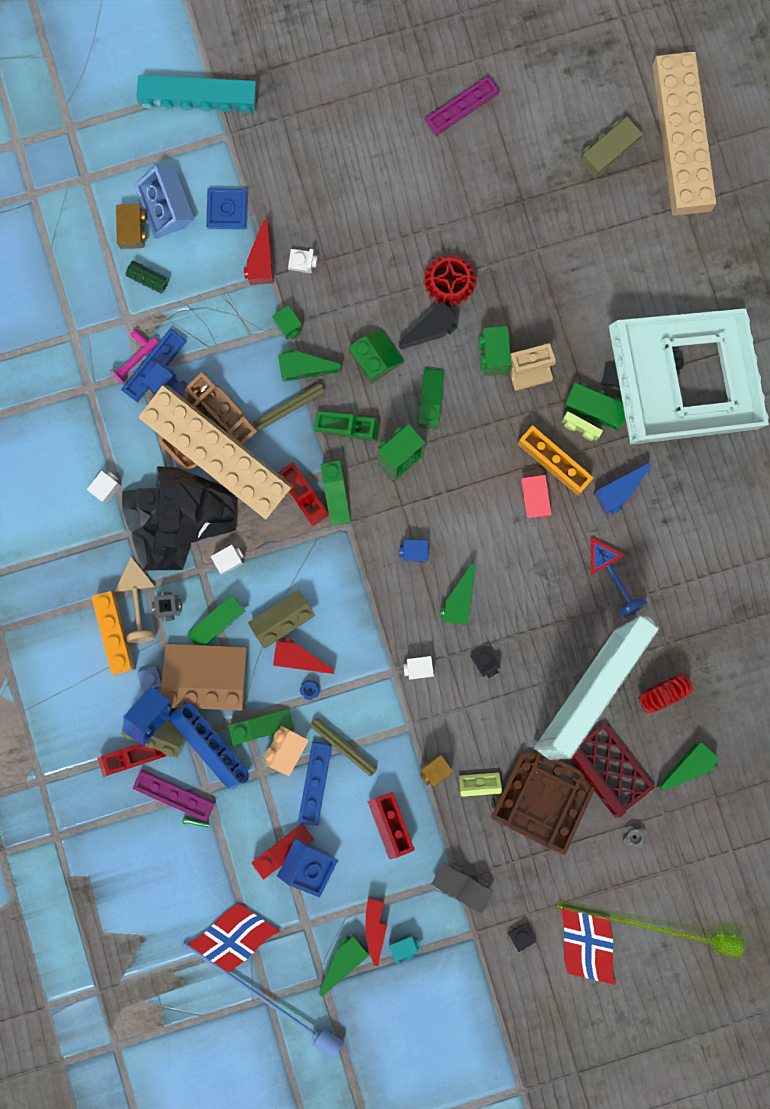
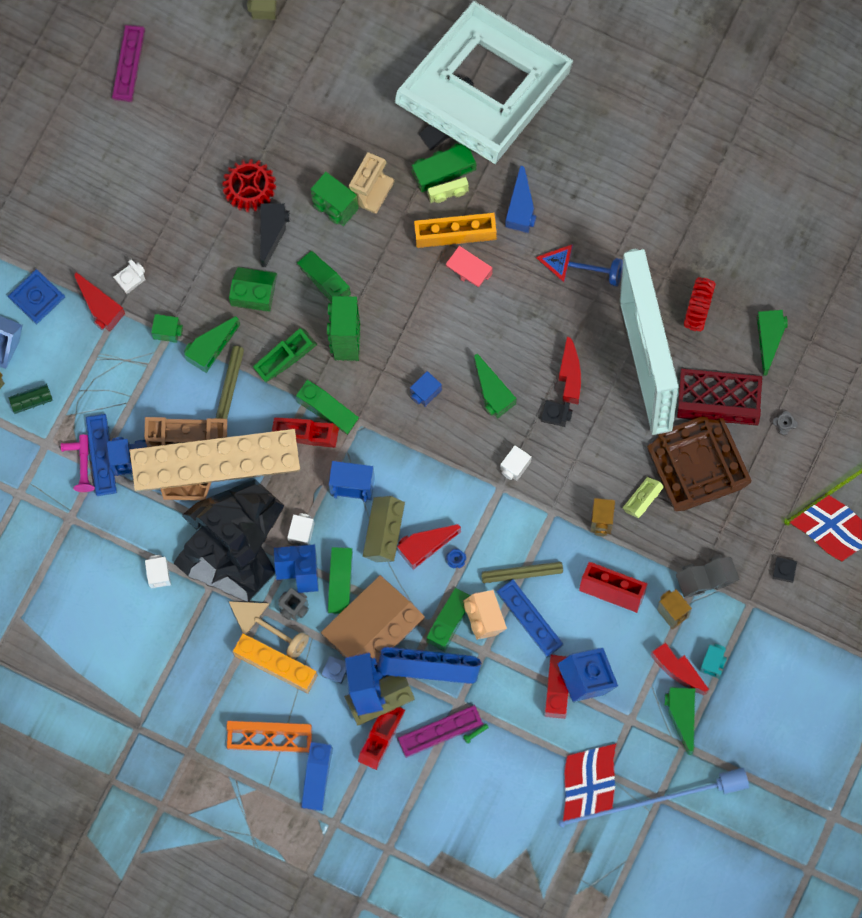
camera: 45 degrees left, 10 degrees down
(61, 738) = (316, 776): none -> blue slope
(63, 673) = (269, 728): none -> orange fence
(201, 584) = (297, 563): none -> blue brick
(294, 563) = (351, 480): none -> blue container
(414, 885) = (673, 608): none -> pearl gold brick
(525, 645) = (570, 373): none -> red slope

